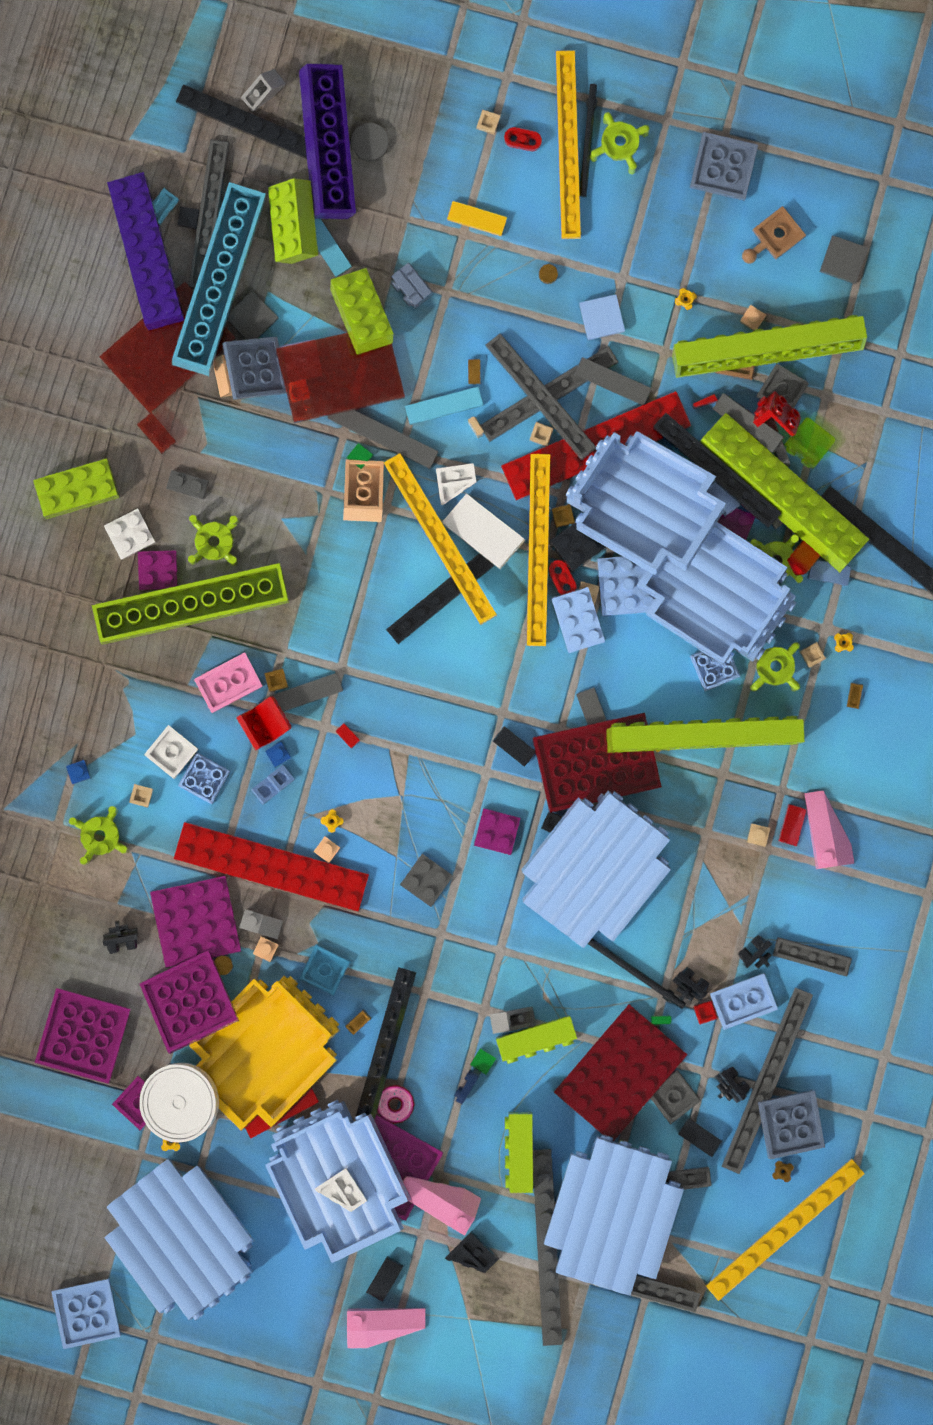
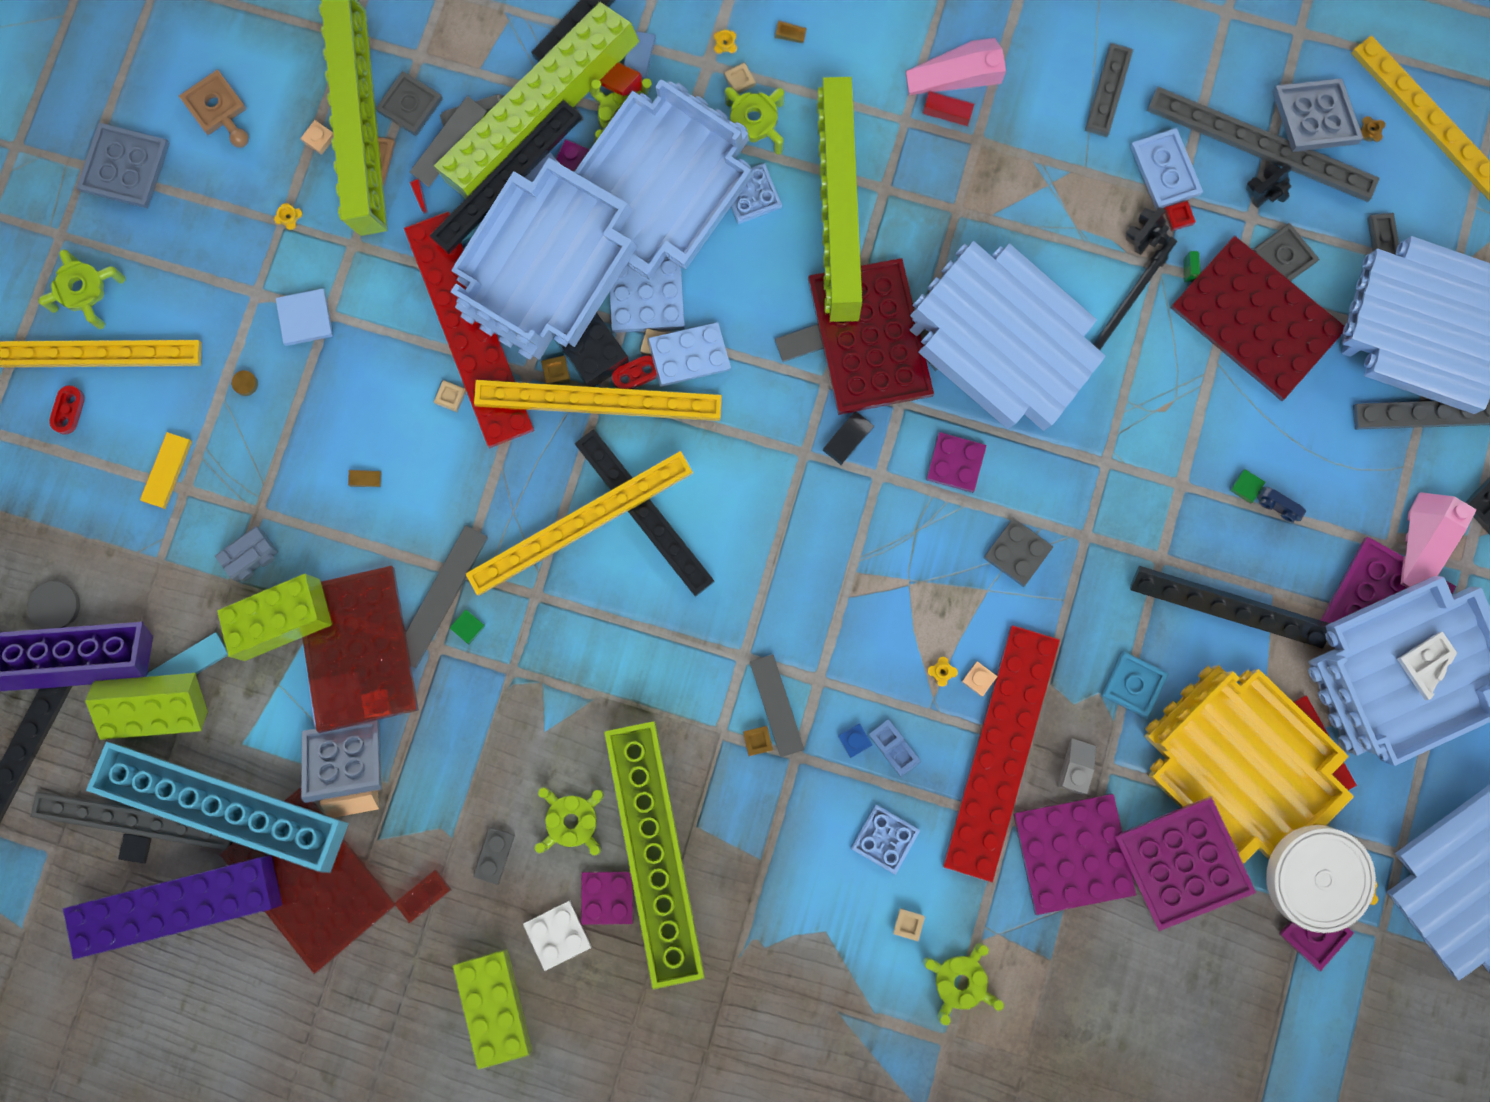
camera: 85 degrees left, 5 degrees down
(78, 772) = (875, 1010): blue plate -> none
(82, 1035) = (1229, 1010): magenta plate -> none
(120, 934) = (1096, 955): black hips -> none
(164, 204) = (114, 880): medium azure tile -> none
(171, 752) = (850, 883): white plate -> none
(224, 964) = (1131, 817): pearl gold tile -> none
(228, 682) = (760, 804): bright pink plate -> none
(252, 317) = (274, 765): dark grey tile -> none
(264, 723) = (815, 756): red bracket -> none
(265, 949) = (1109, 761): light nougat plate -> none
(347, 735) = (831, 649): red piece -> none
(358, 1022) = (1201, 642): pearl gold piece -> none
(363, 491) = (513, 621): light nougat slope -> none
(407, 1104) = (1312, 584): tile -> none
(444, 405) = (407, 517): medium azure tile -> none
(454, 480) = (504, 505): white wing -> none
(477, 429) = (436, 476): tan tile -> none
(483, 531) = (572, 469): white tile -> none
(488, 122) = (40, 452): tan plate -> none
(512, 1020) = (1196, 447): light grey slope -> none
(520, 1152) = (1367, 439): lime brick -> none
(536, 1038) = (1222, 415): lime brick -> none
(541, 397) = (401, 393): dark grey tile -> none
(550, 821) = (945, 393): black tile -> none
(558, 388) = (399, 386): dark grey tile -> none
(591, 104) = (31, 324): black bar -> none
(612, 381) = (386, 305): dark grey tile -> none
(700, 1137) = (1334, 224): black slope -> none
(749, 958) = (1110, 149): black hips -> none
(758, 835) = (960, 148): tan plate -> none
(780, 410) = (429, 109): red bracket -> none
(809, 443) = (478, 73): clear neon green bracket -> none
(843, 259) = (252, 29): dark grey tile -> none

